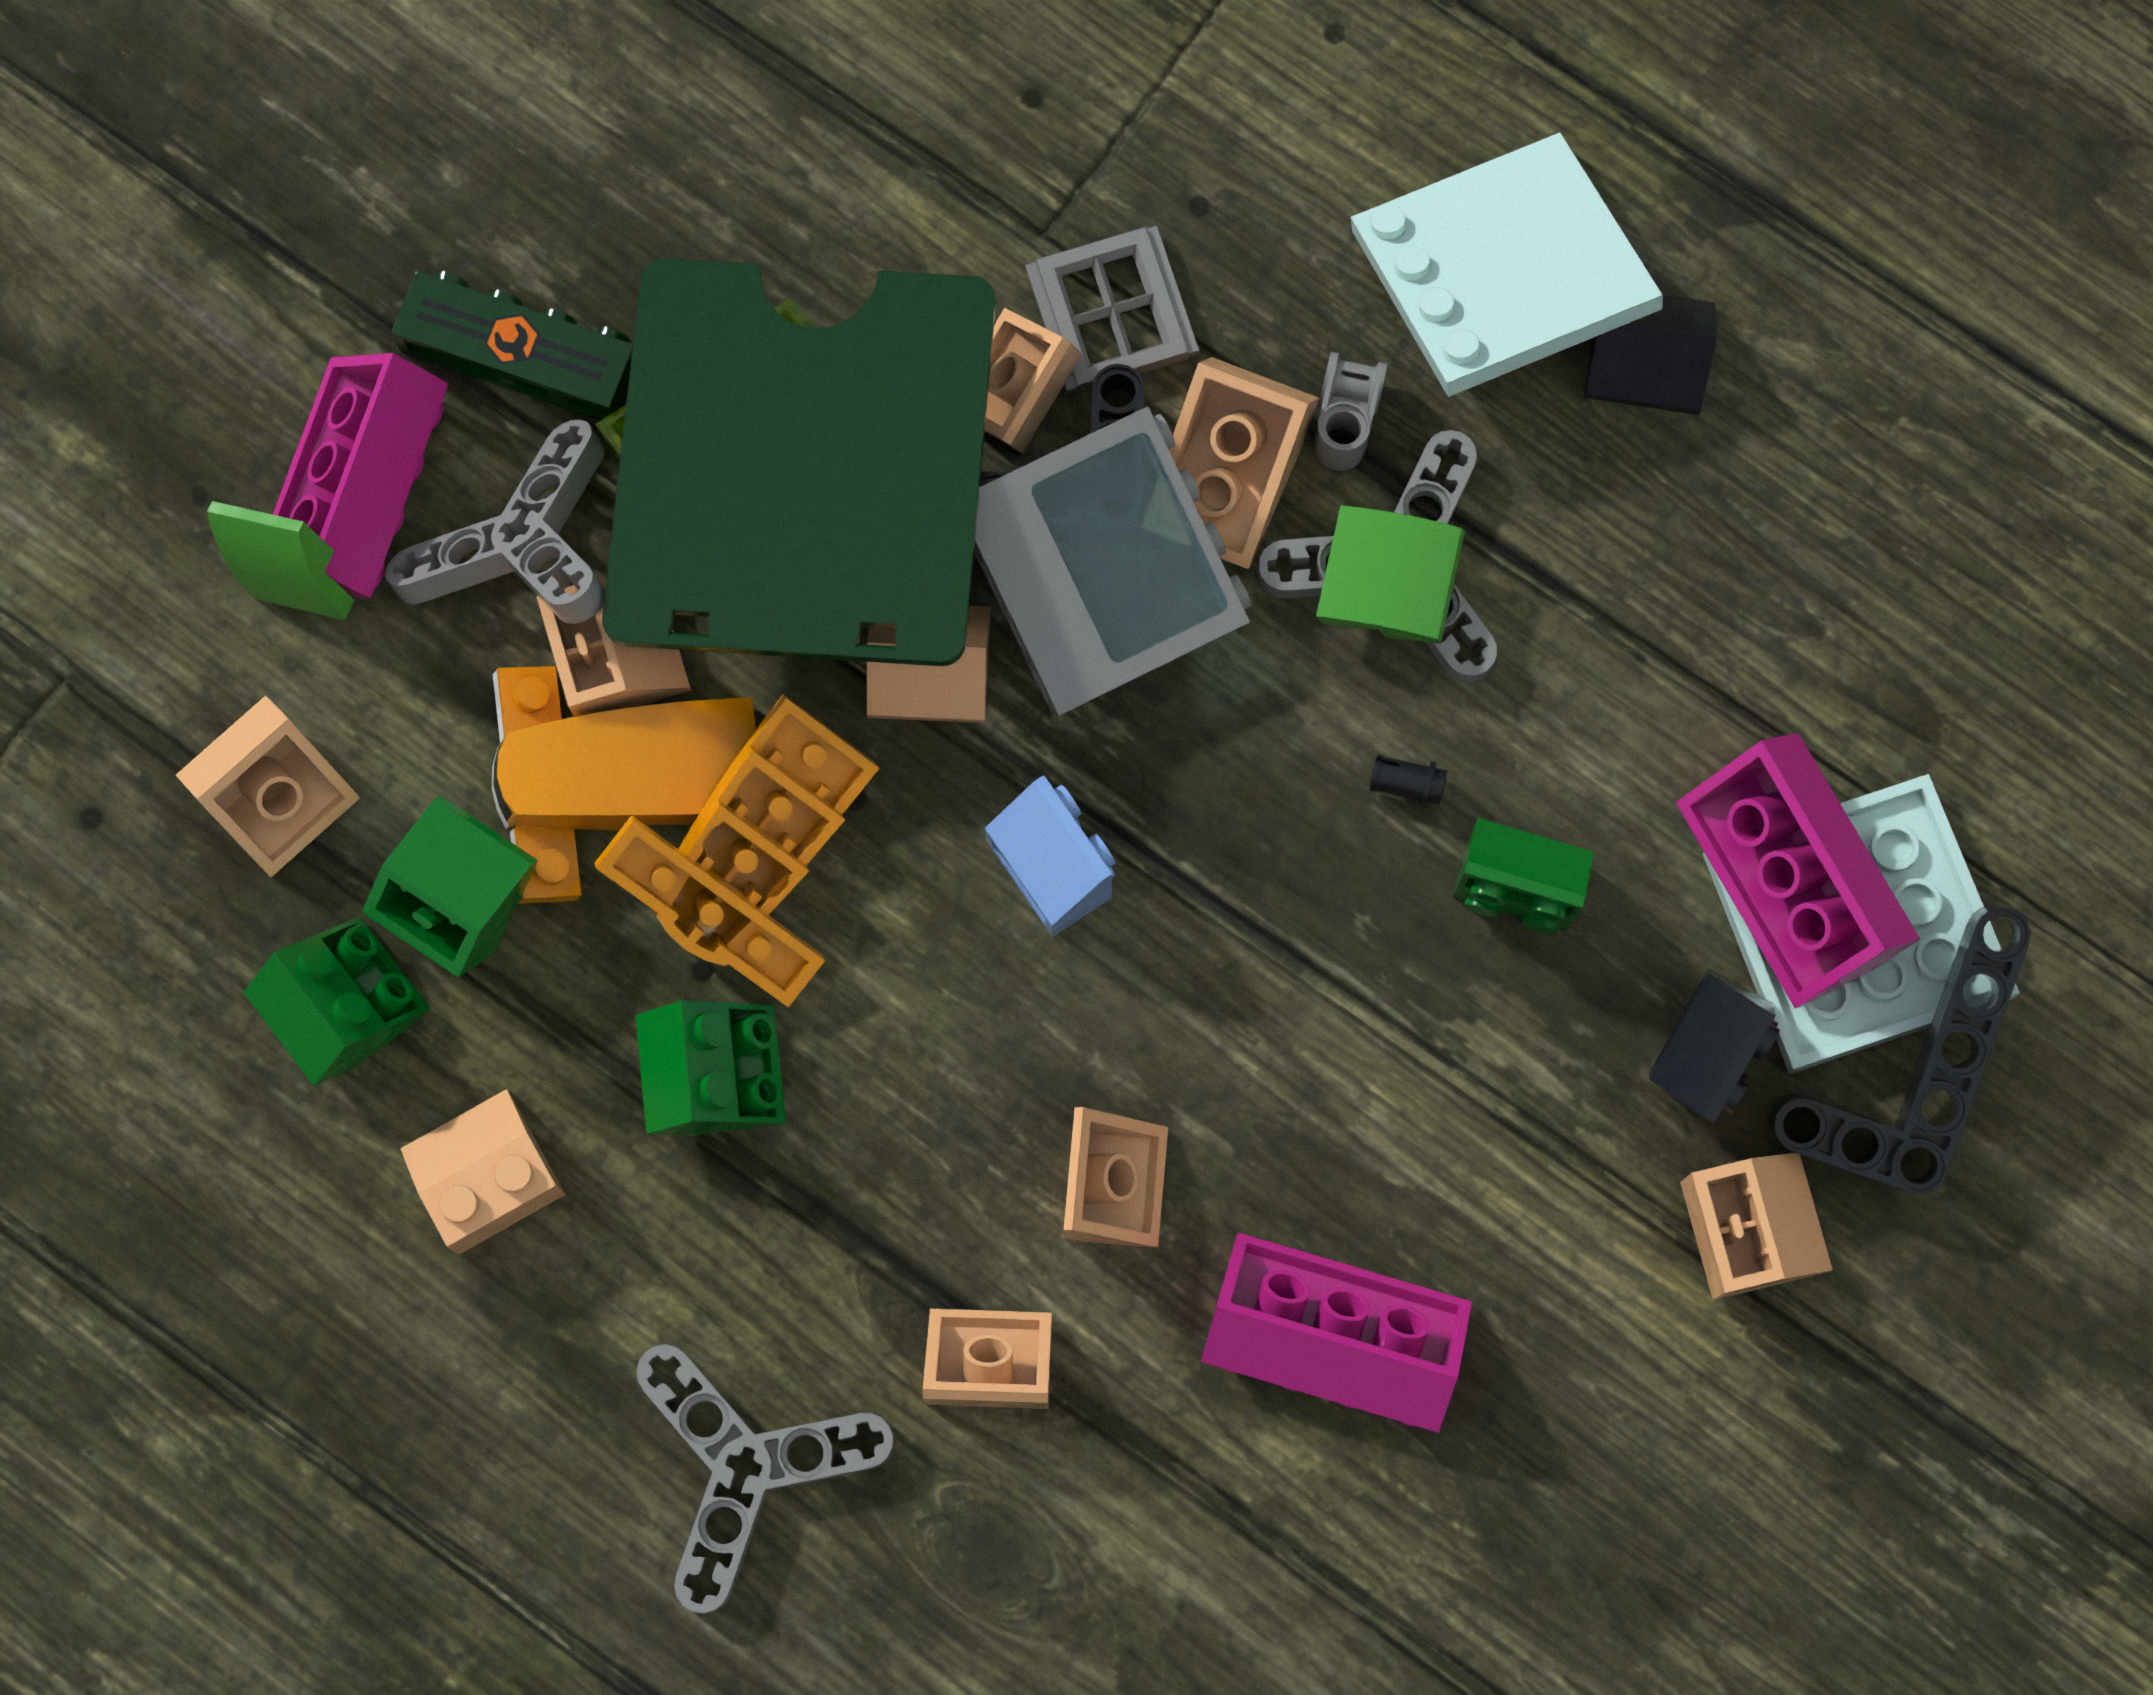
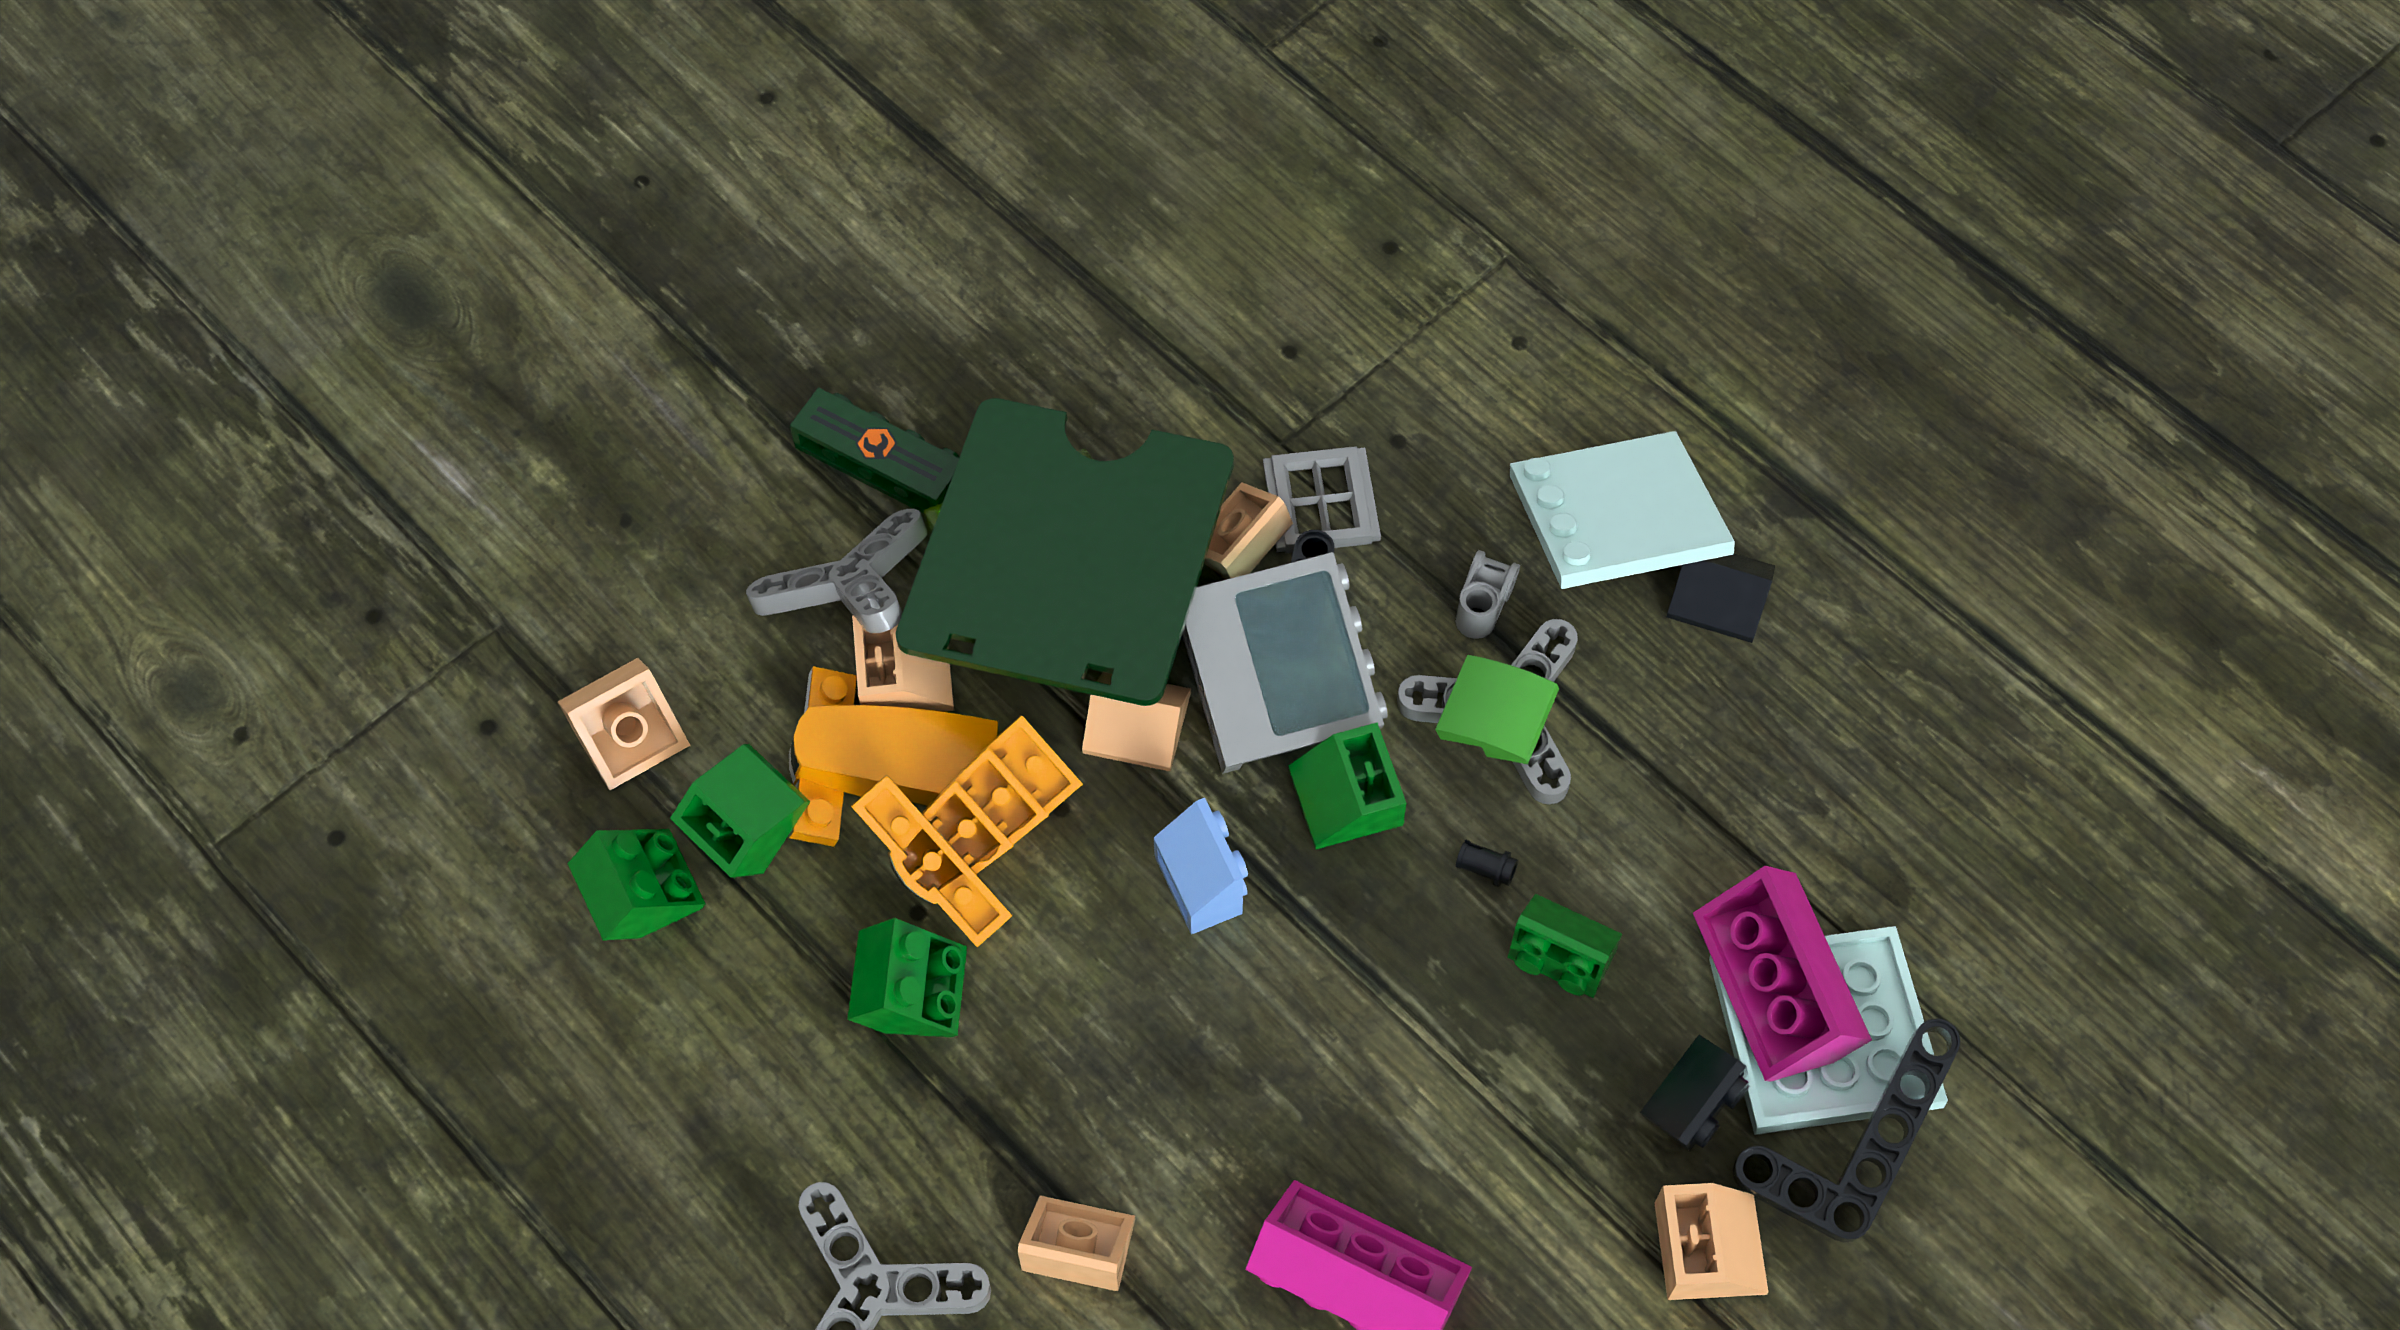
camera: 10 degrees right, 15 degrees down
(278, 560) = (669, 561): bright green slope -> none
(361, 460) = (739, 520): dark pink slope -> none
(481, 1173) = (715, 1031): light nougat slope -> none
(1115, 1180) = (1202, 1119): light nougat slope -> none
(1217, 712) = (1348, 787): none -> green slope
(1240, 447) = (1399, 607): light nougat slope -> none

